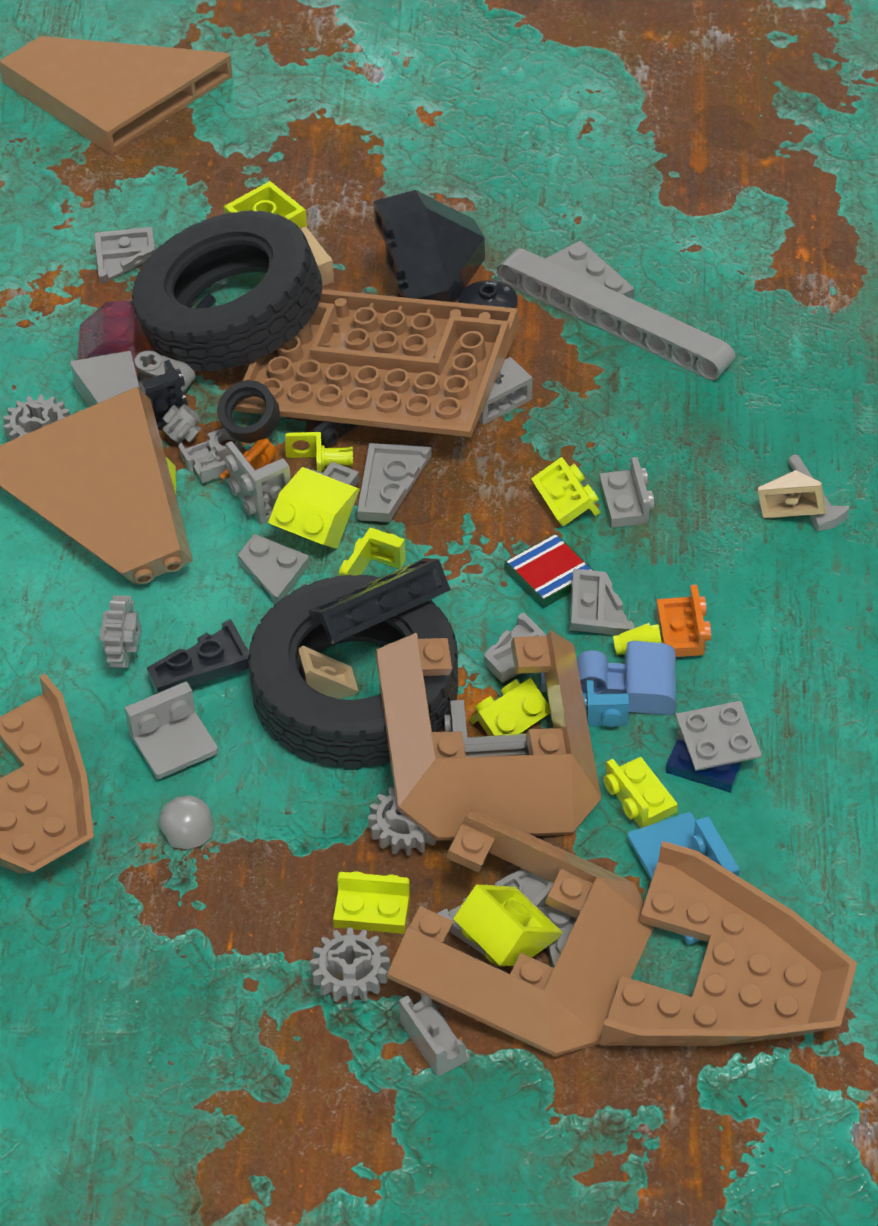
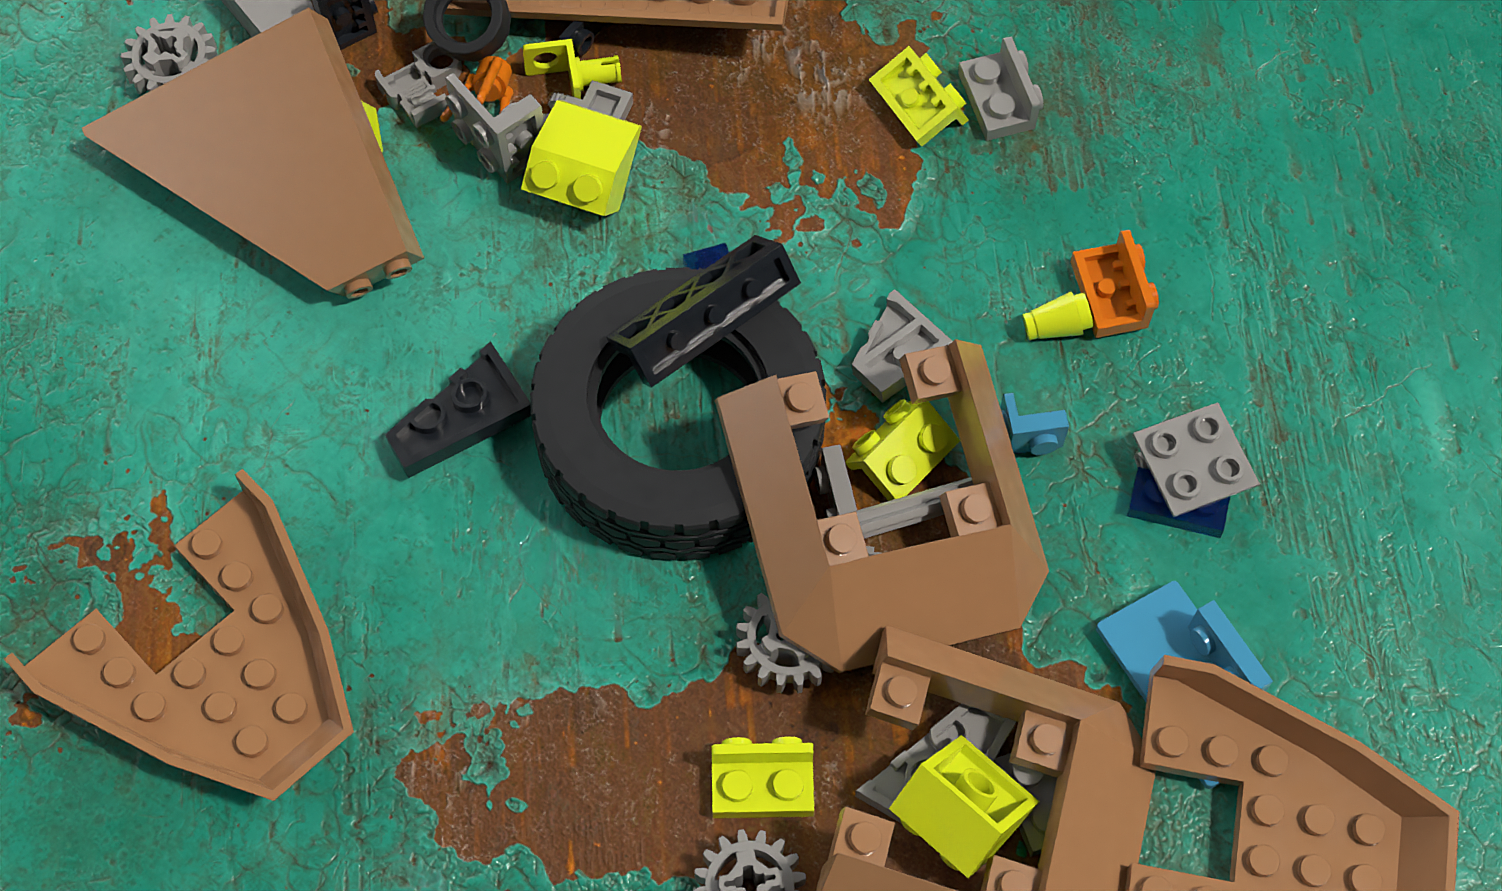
camera: 10 degrees left, 15 degrees up
(120, 631) = (340, 386): light grey gear -> none
(169, 731) = (435, 536): light grey bracket -> none
(181, 423) = (374, 40): light grey gear -> none
(186, 822) = (479, 676): light grey hair -> none
(273, 565) = (535, 249): light grey wing -> none
(326, 674) = (639, 421): tan slope -> none
(375, 546) = (678, 206): neon yellow bracket -> none
(388, 479) = (674, 98): light grey wing -> none
(546, 569) = (916, 217): tile -> none
(596, 605) = (990, 268): light grey wing -> none
(639, 792) = (1100, 554): neon yellow bracket -> none
(645, 675) = (1073, 375): medium blue plate -> none
(792, 496) = (1228, 74): tan slope -> none
(834, 514) = (1273, 95): light grey piece -> none

